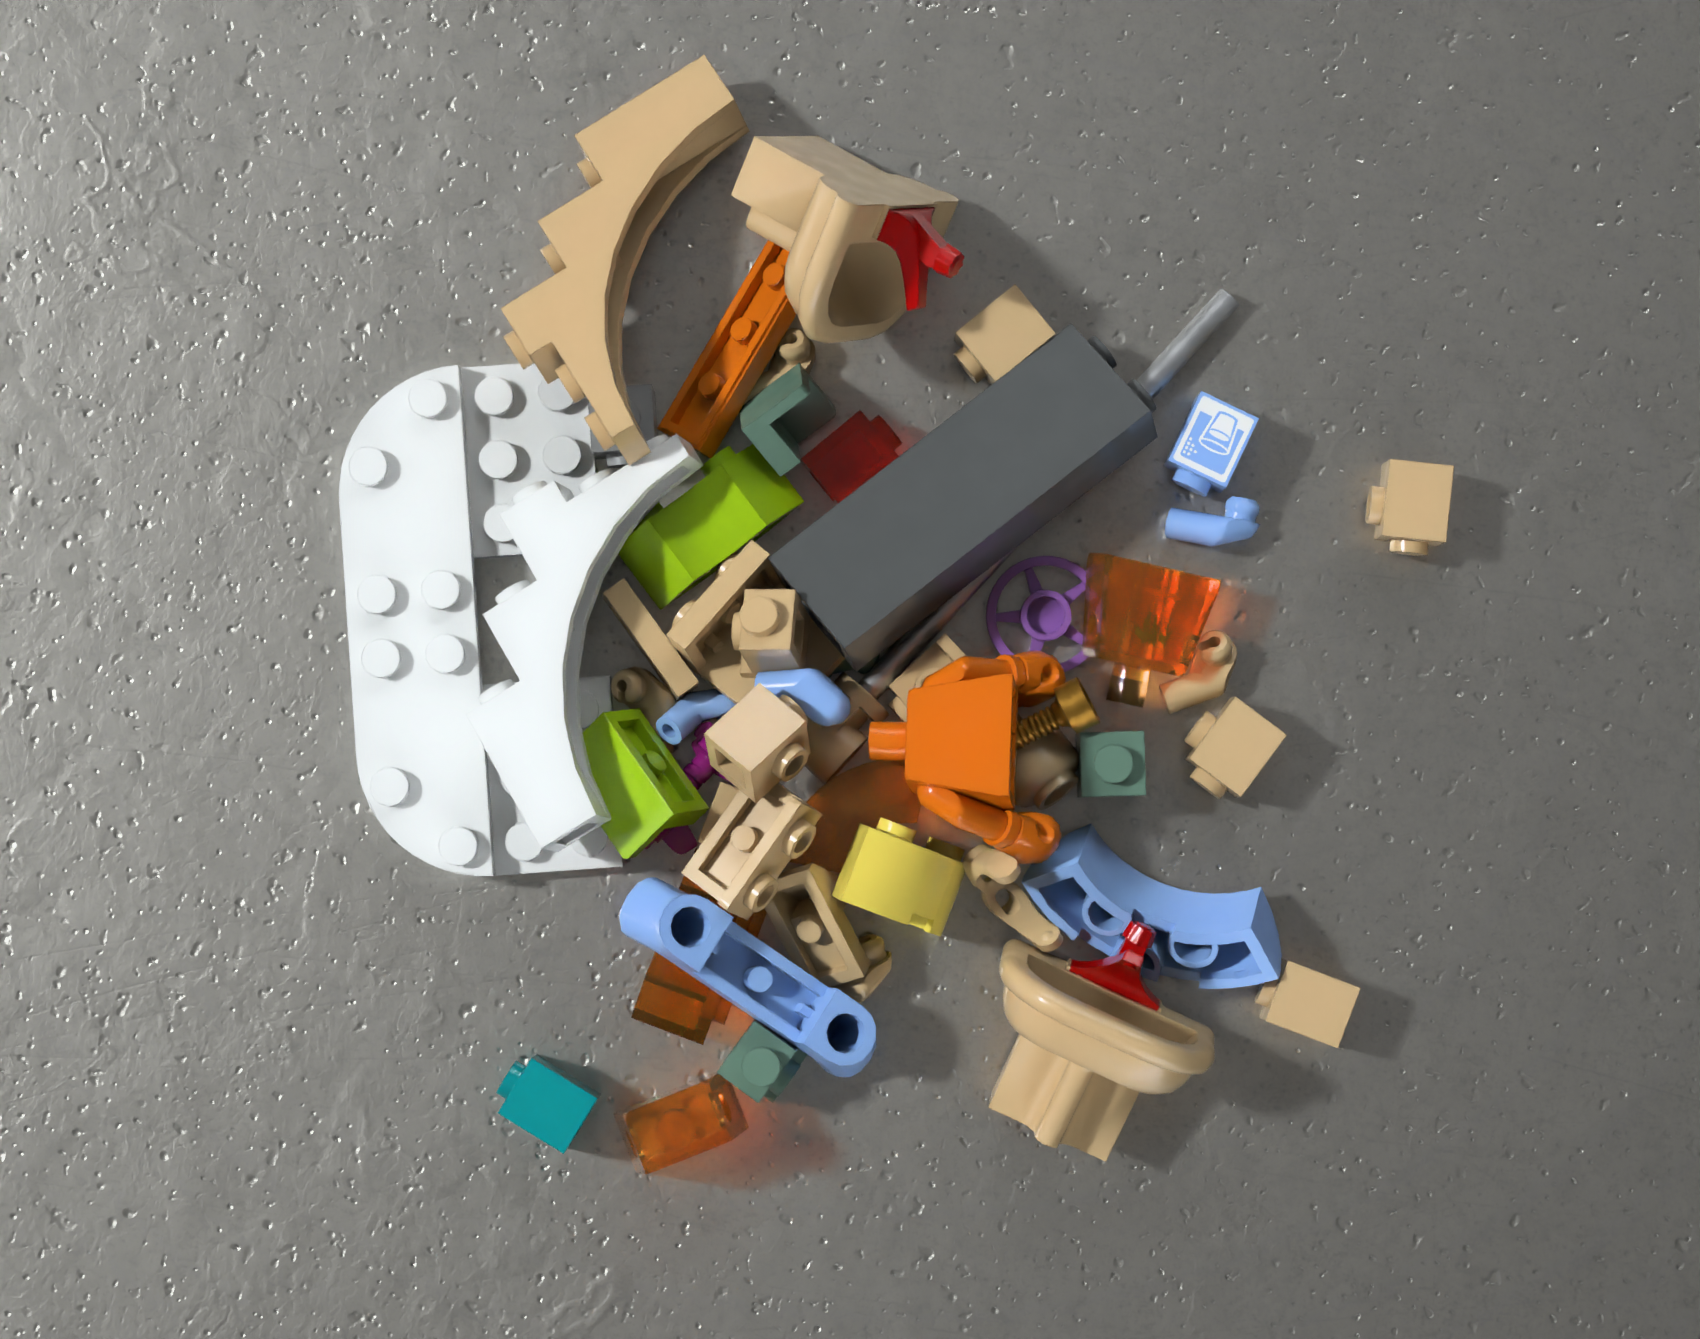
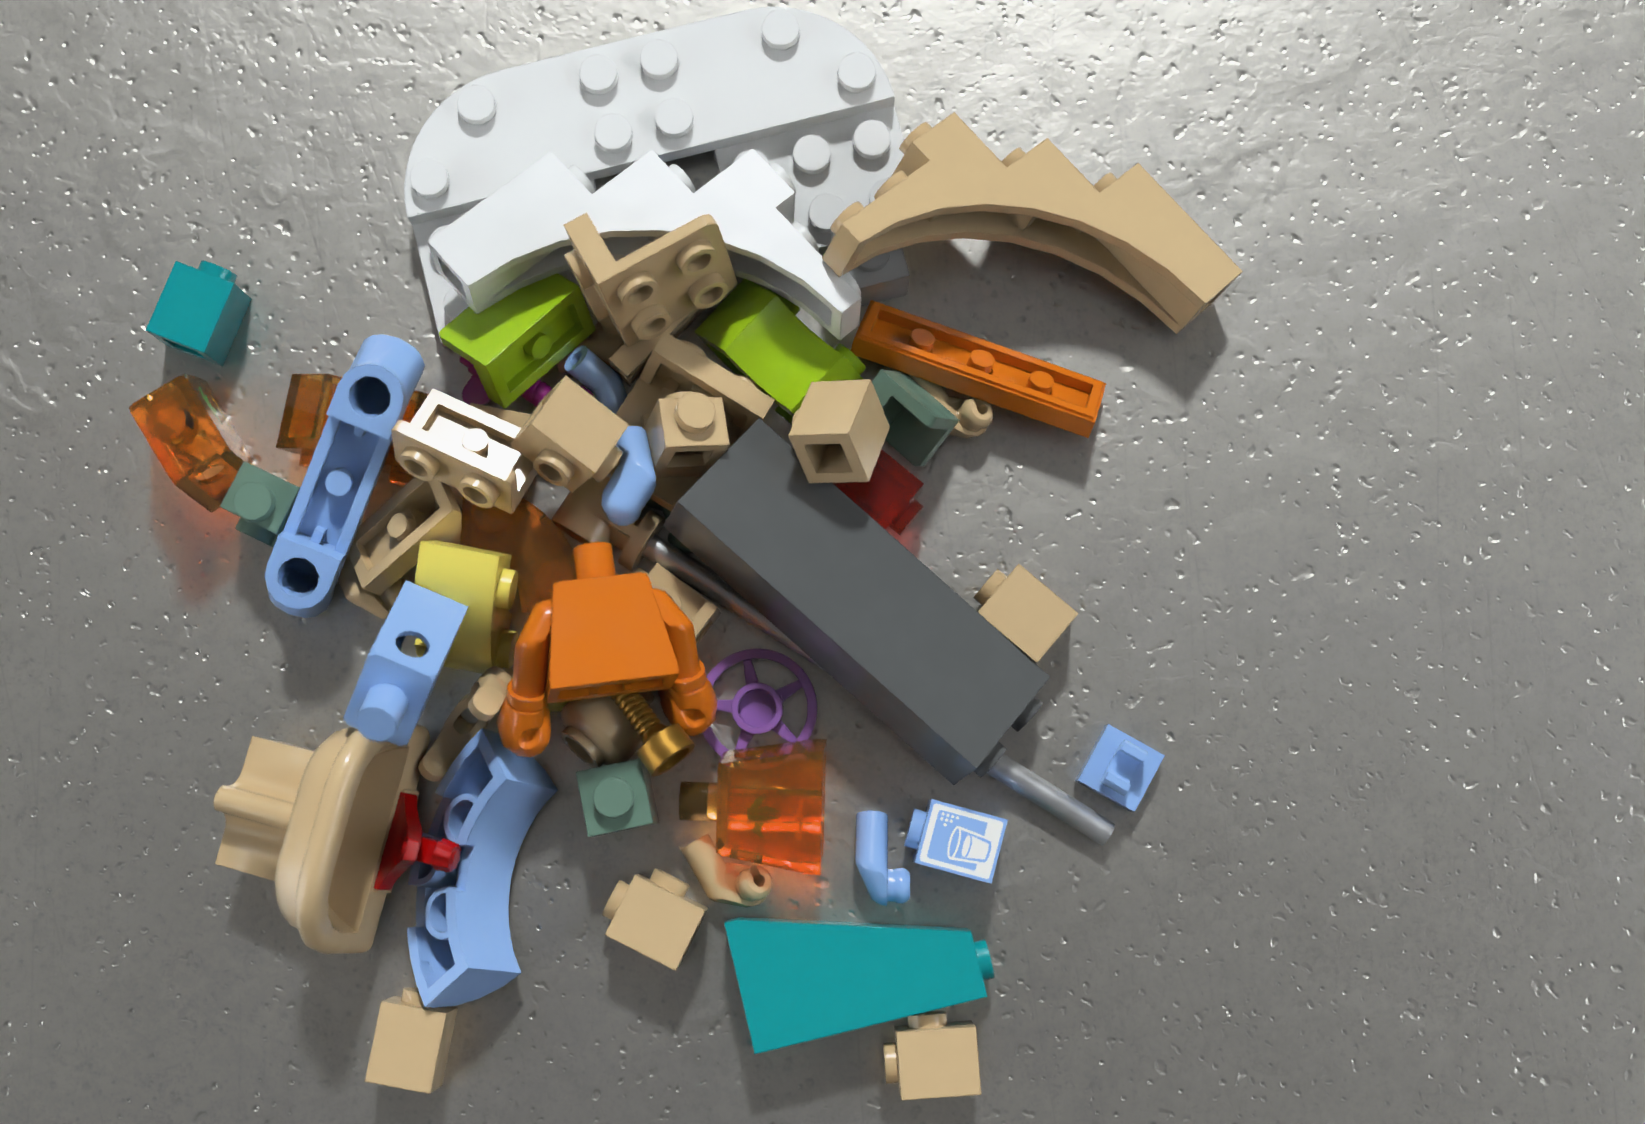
camera: 80 degrees right, 5 degrees down
(631, 641) = (655, 283): none -> tan bracket
(800, 481) = (839, 431): none -> tan brick
(851, 233) = (1092, 441): tan piece -> none
(978, 952) = (397, 686): none -> light blue torso
(1167, 273) = (1119, 768): none -> light blue tile
(1319, 576) = (843, 976): none -> teal slope

